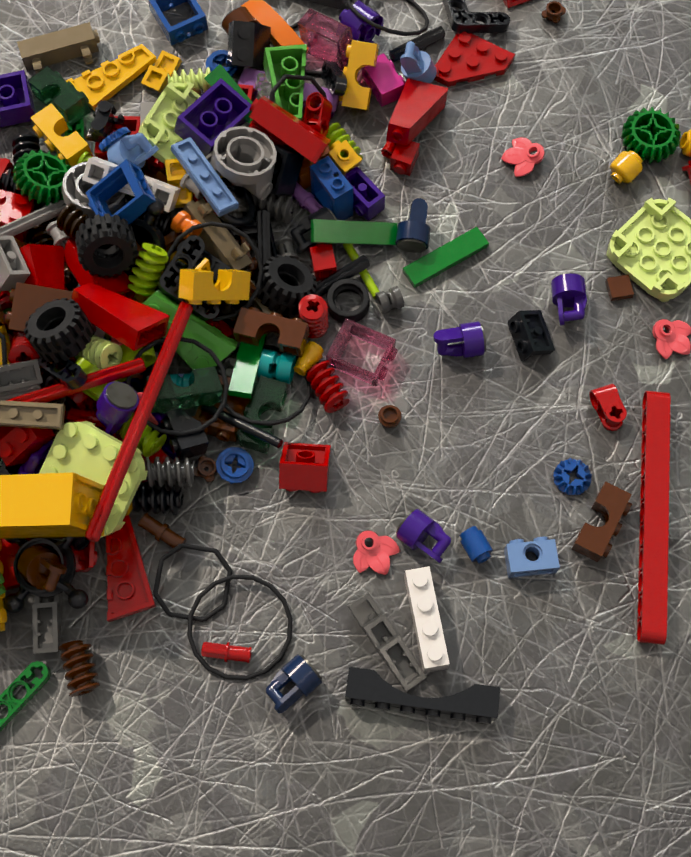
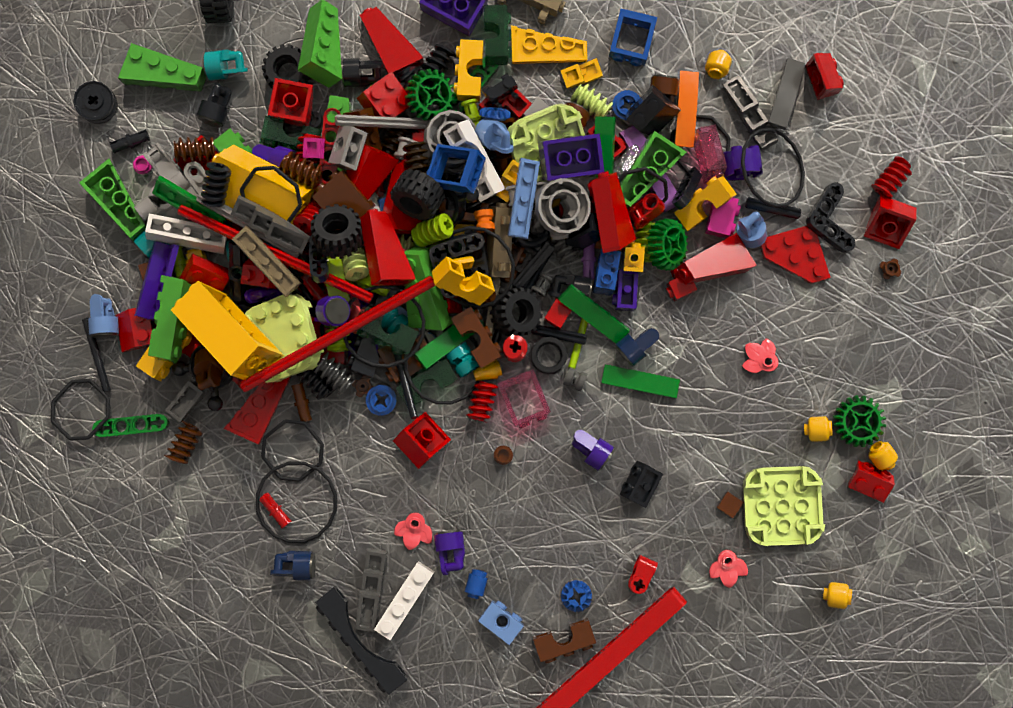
camera: 40 degrees right, 15 degrees up
(360, 130) = (667, 244): none -> green gear
(569, 291) = (693, 479): dark purple piece -> none

